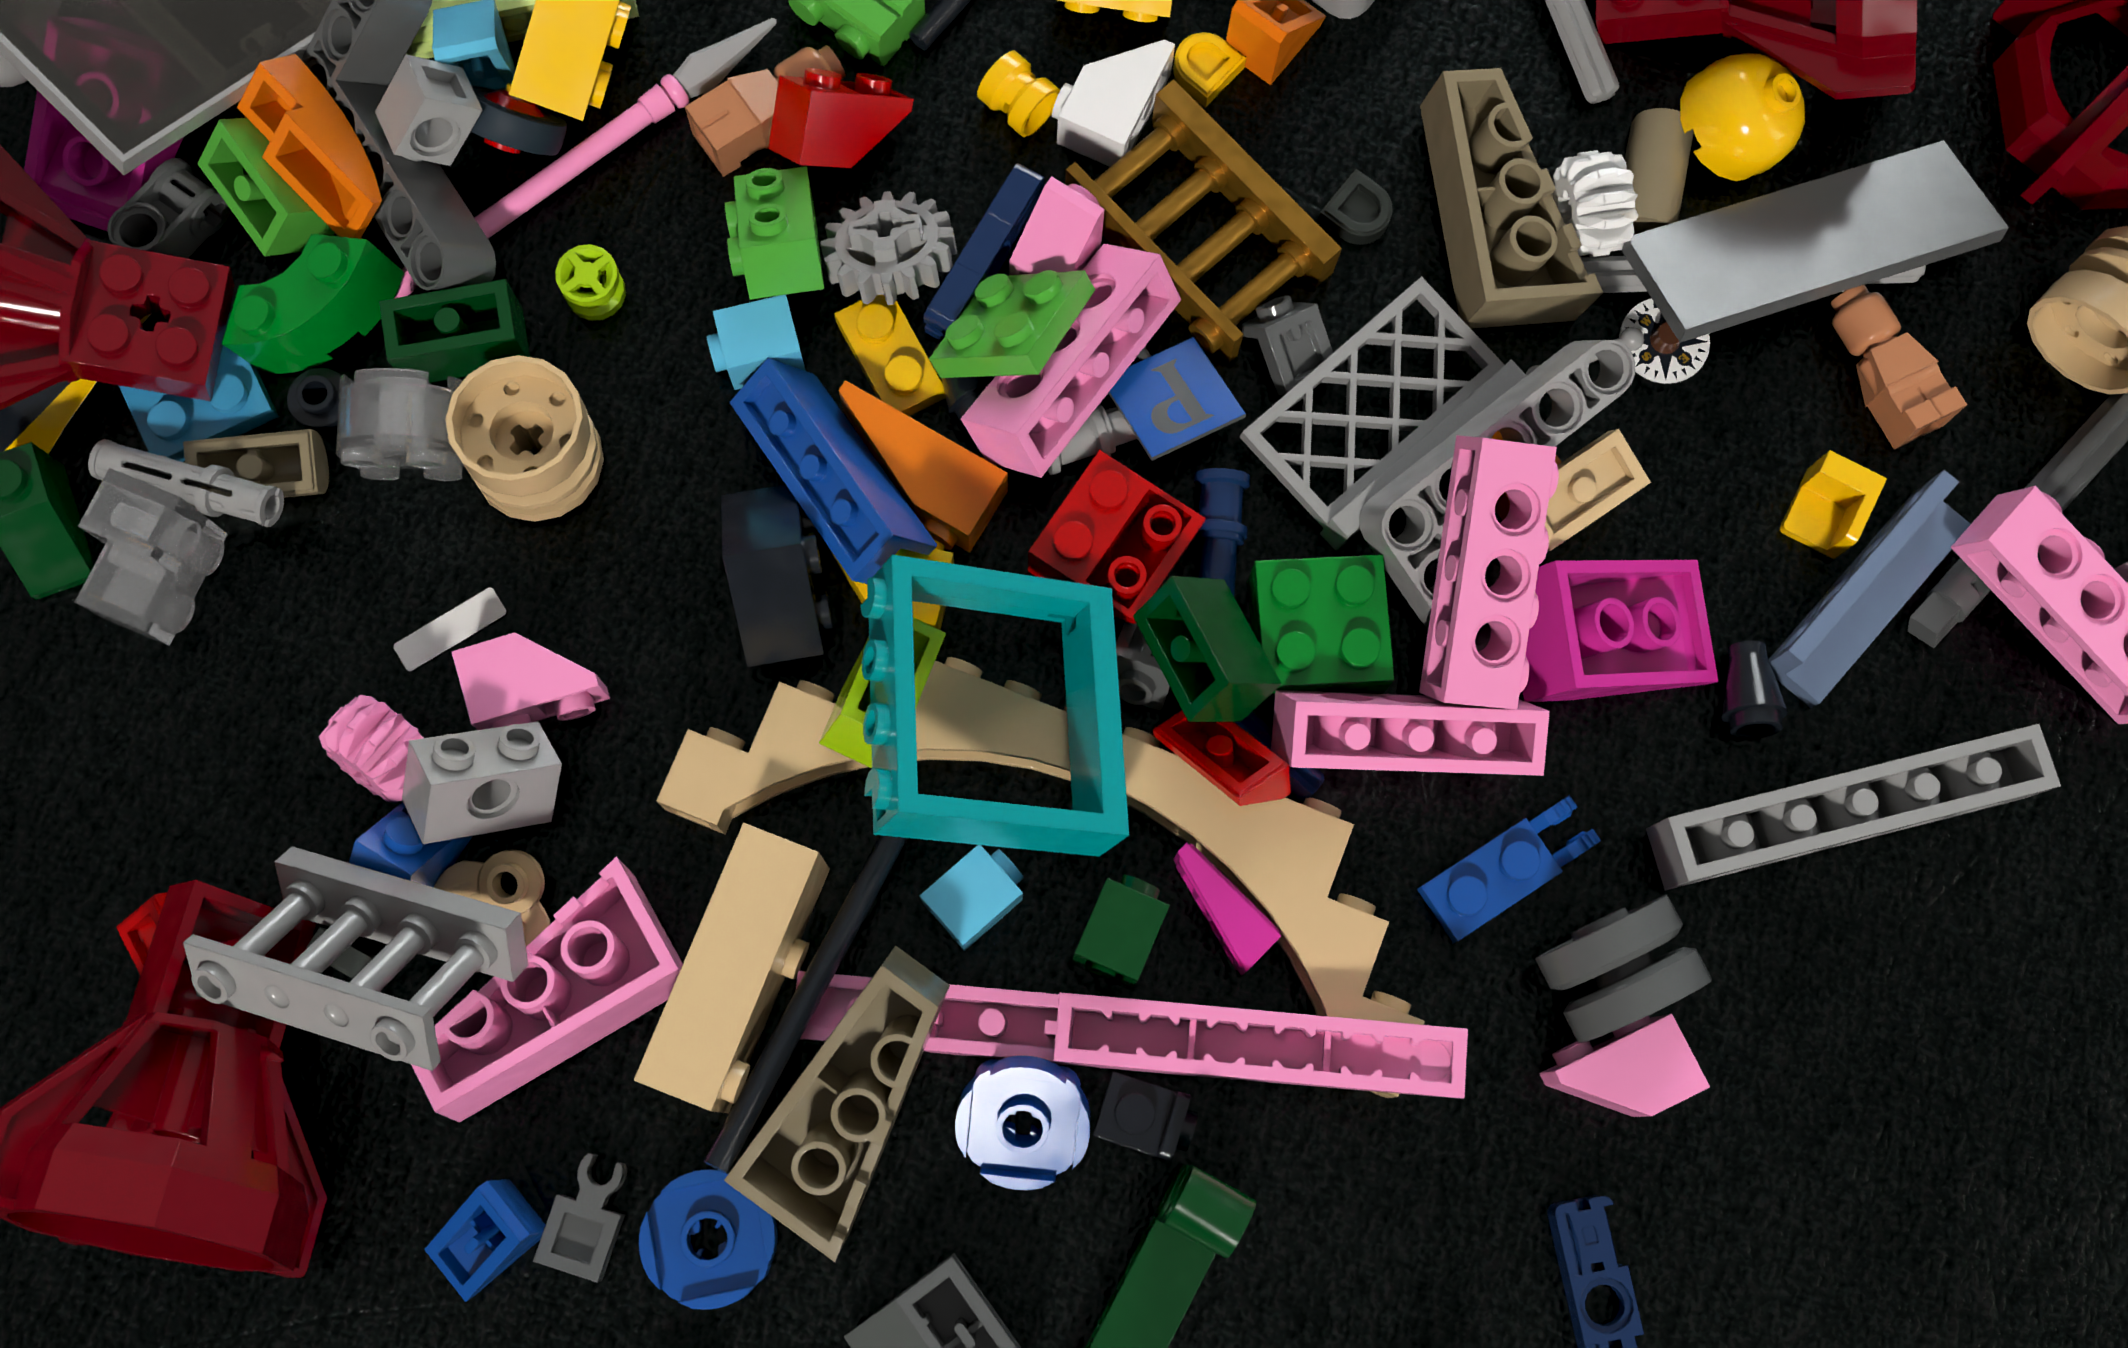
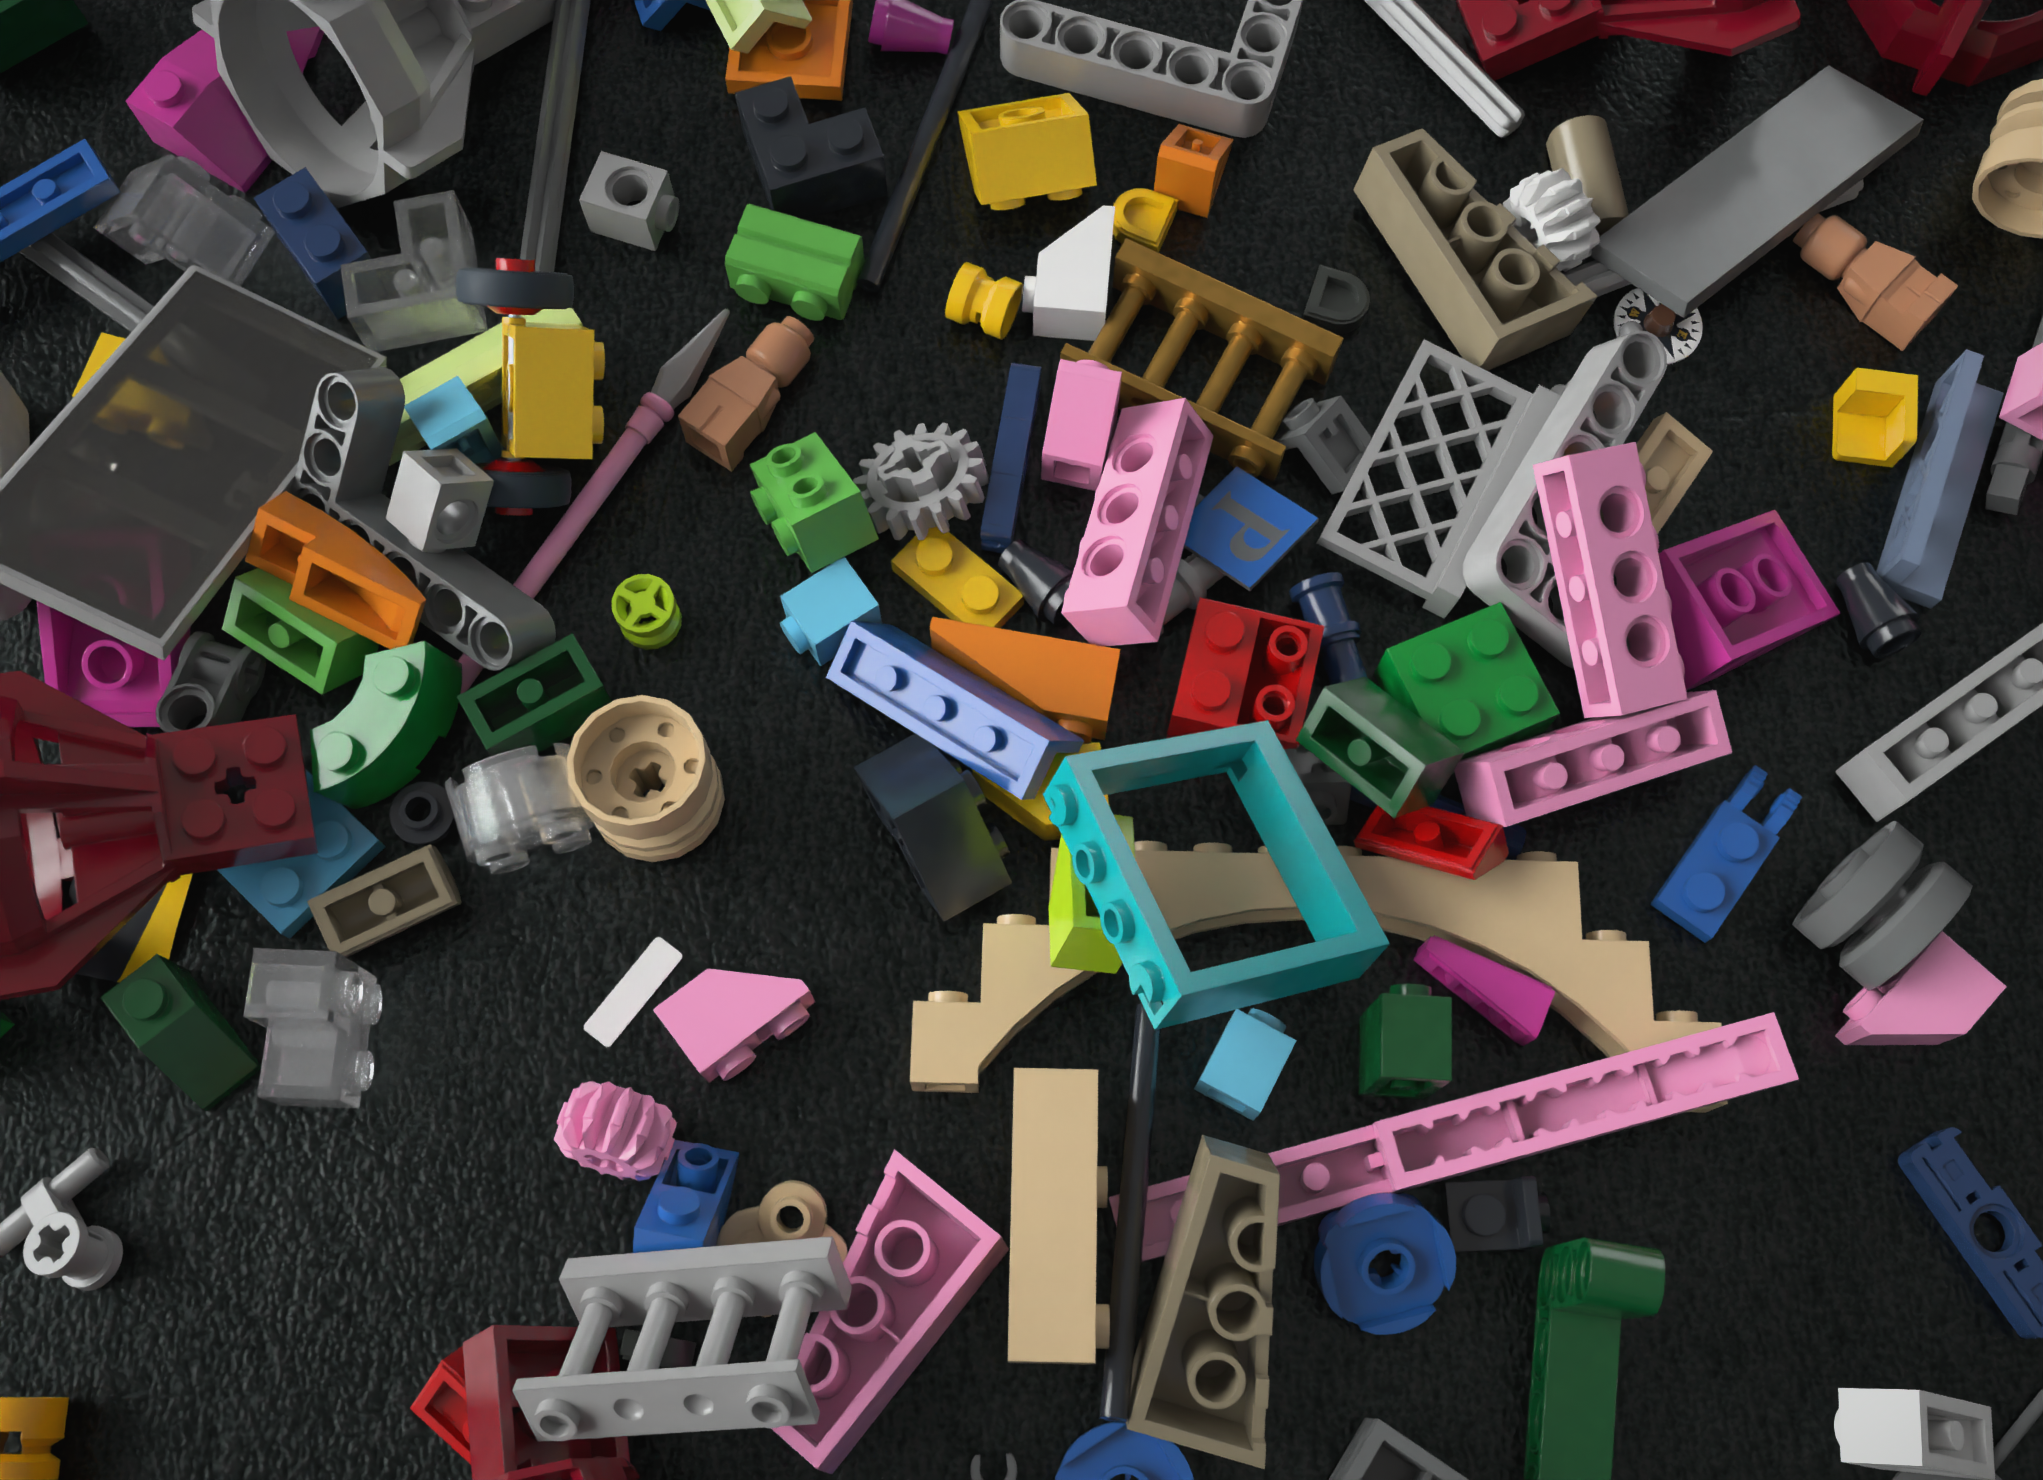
camera: 15 degrees left, 5 degrees down
(248, 499) = (398, 935): light grey pin -> none
(480, 781) = (732, 1125): light grey brick -> none
(833, 120) = (821, 382): red slope -> none
(1012, 324) = (1072, 510): bright green plate -> none
(1743, 114) = (1650, 98): yellow cylinder -> none

